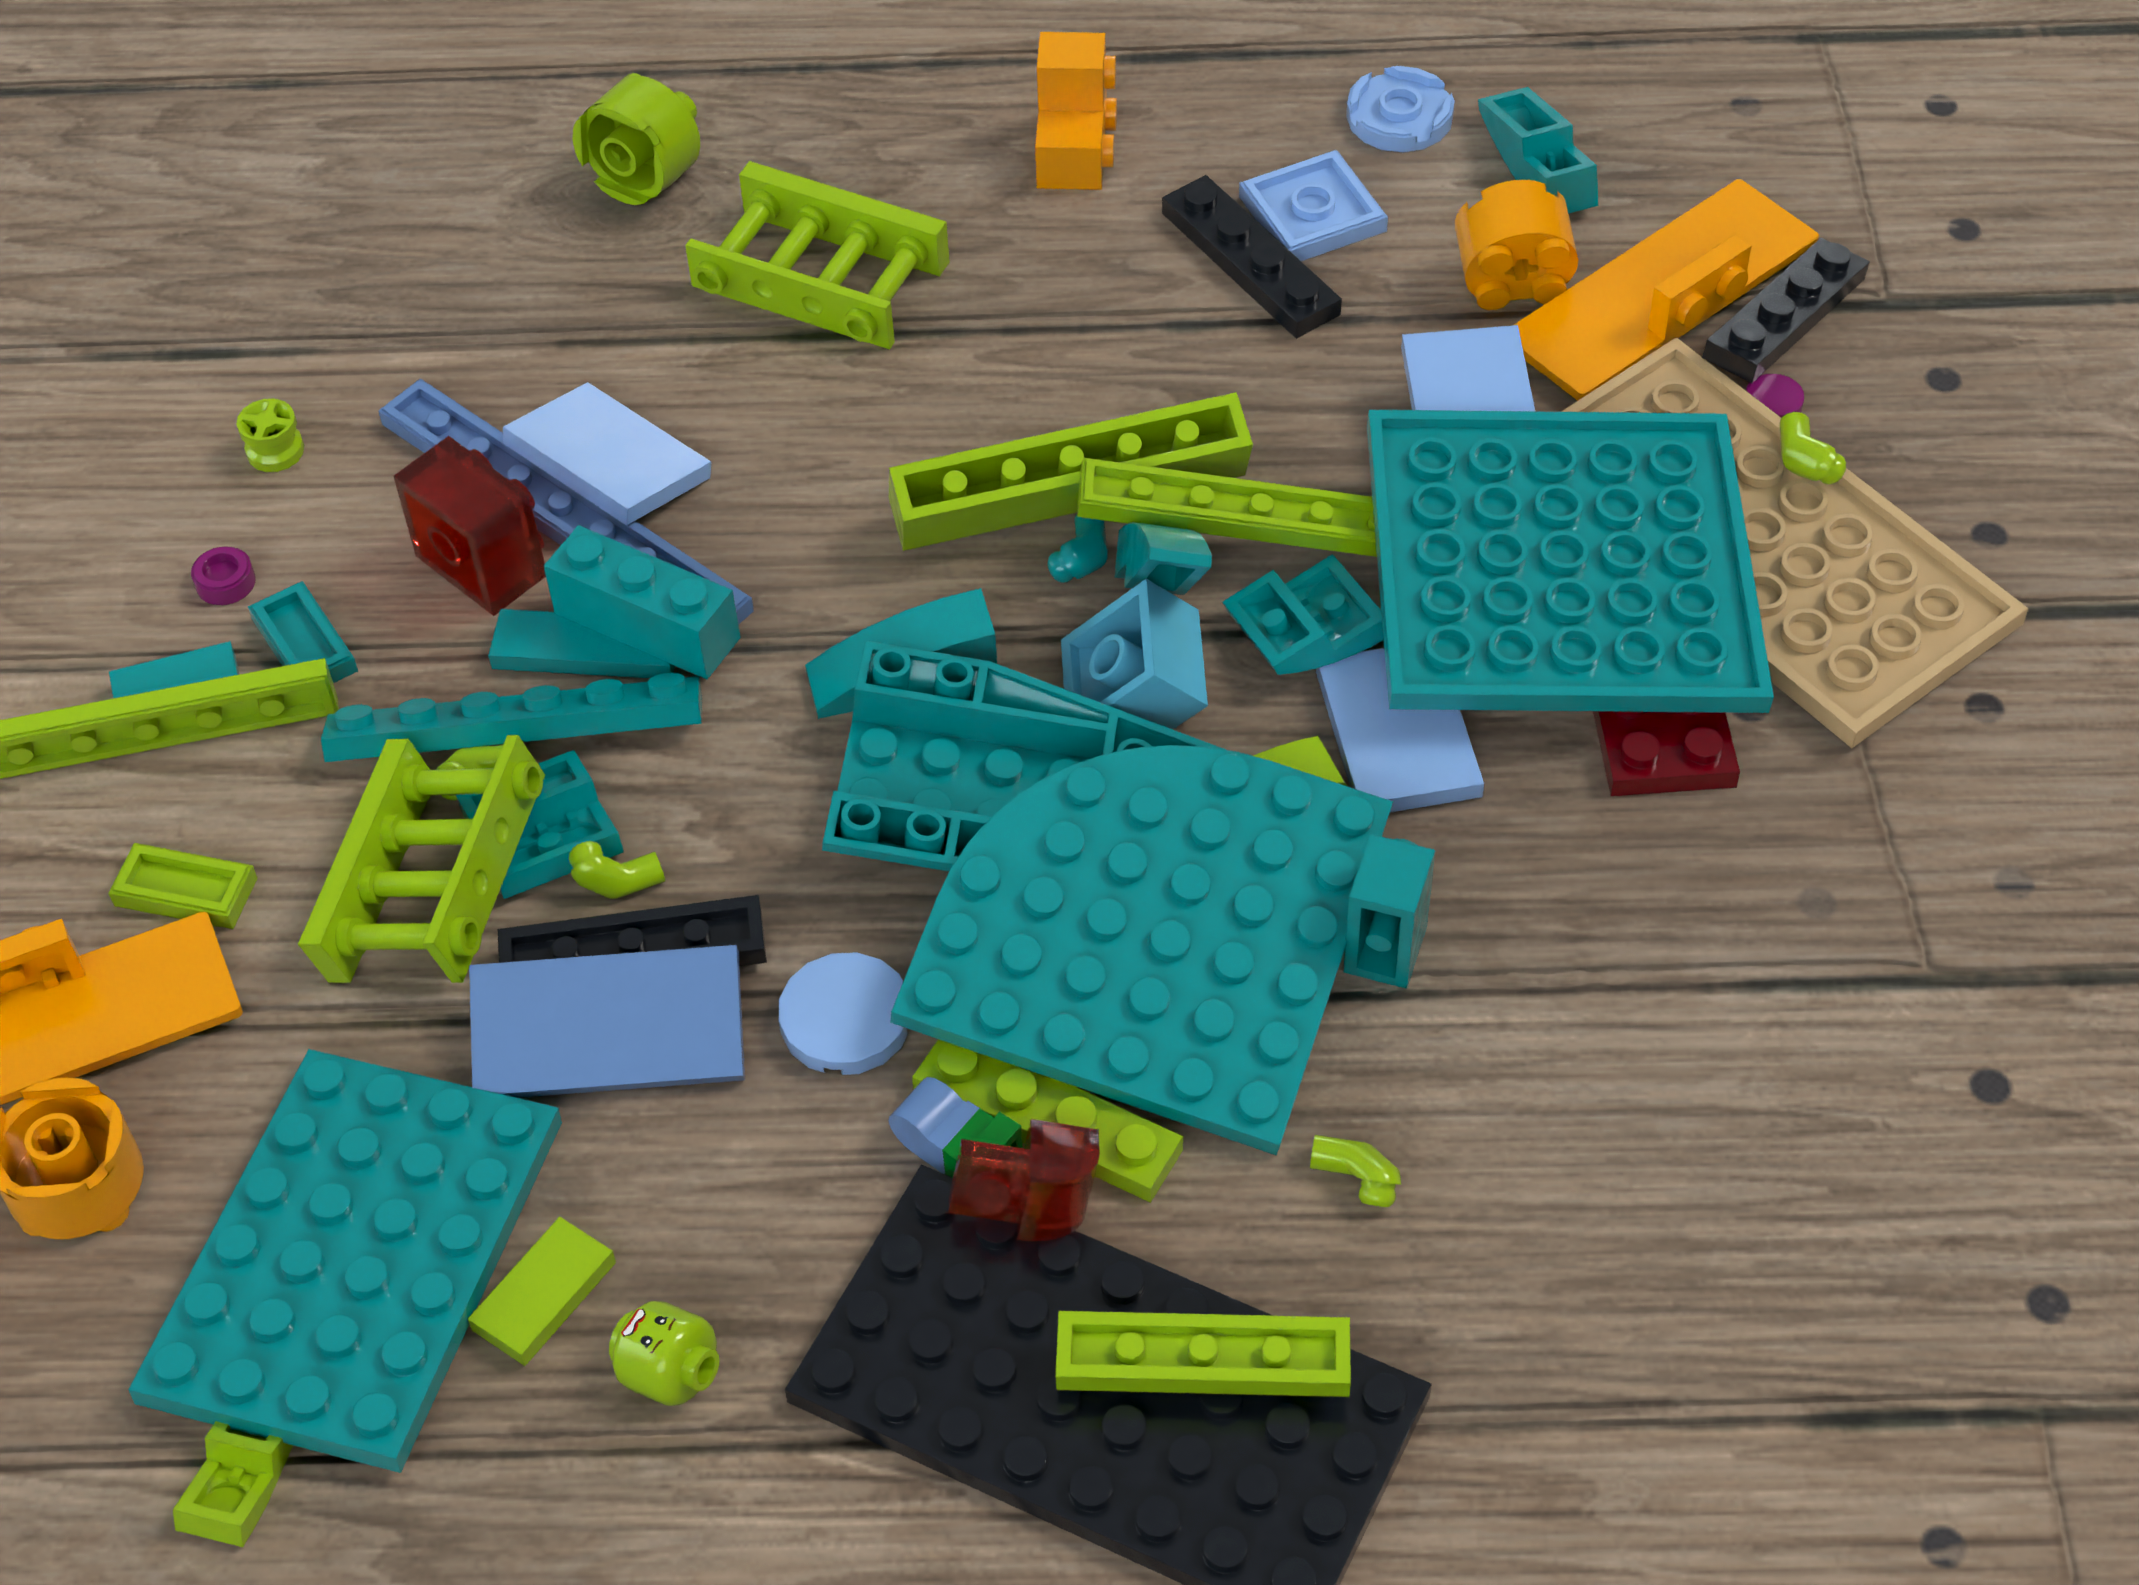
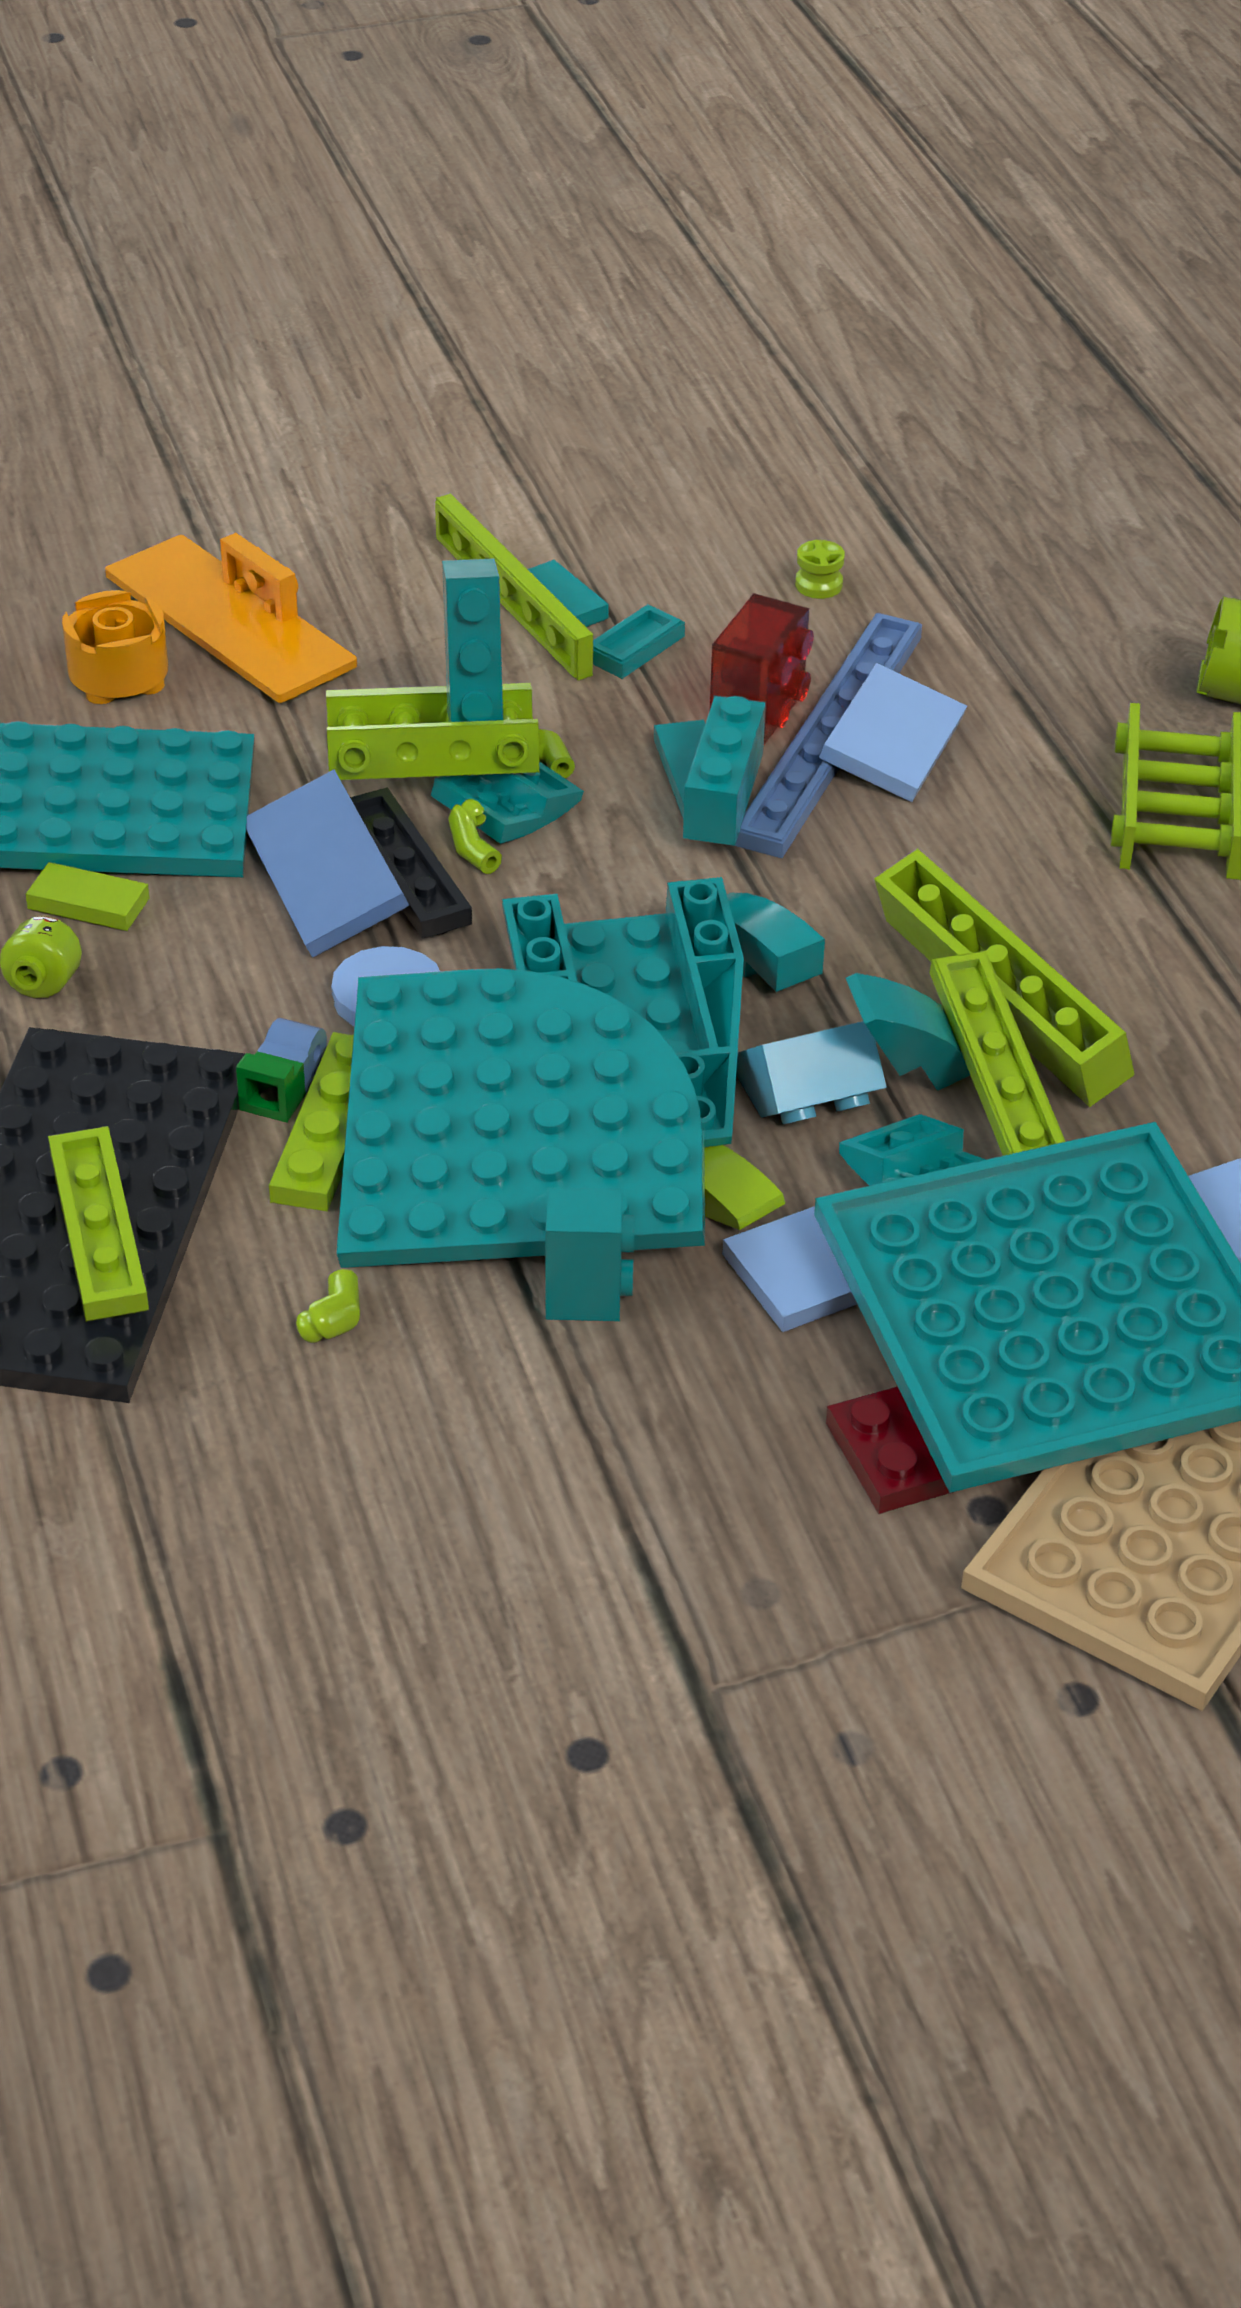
camera: 70 degrees right, 10 degrees down
(183, 885) = (382, 648): lime tile -> none
(223, 575) = (677, 589): magenta tile -> none
(395, 743) = (472, 640): none -> teal brick
(534, 716) = (600, 755): teal plate -> none
(1036, 1186) = (235, 1109): clear red brick -> none

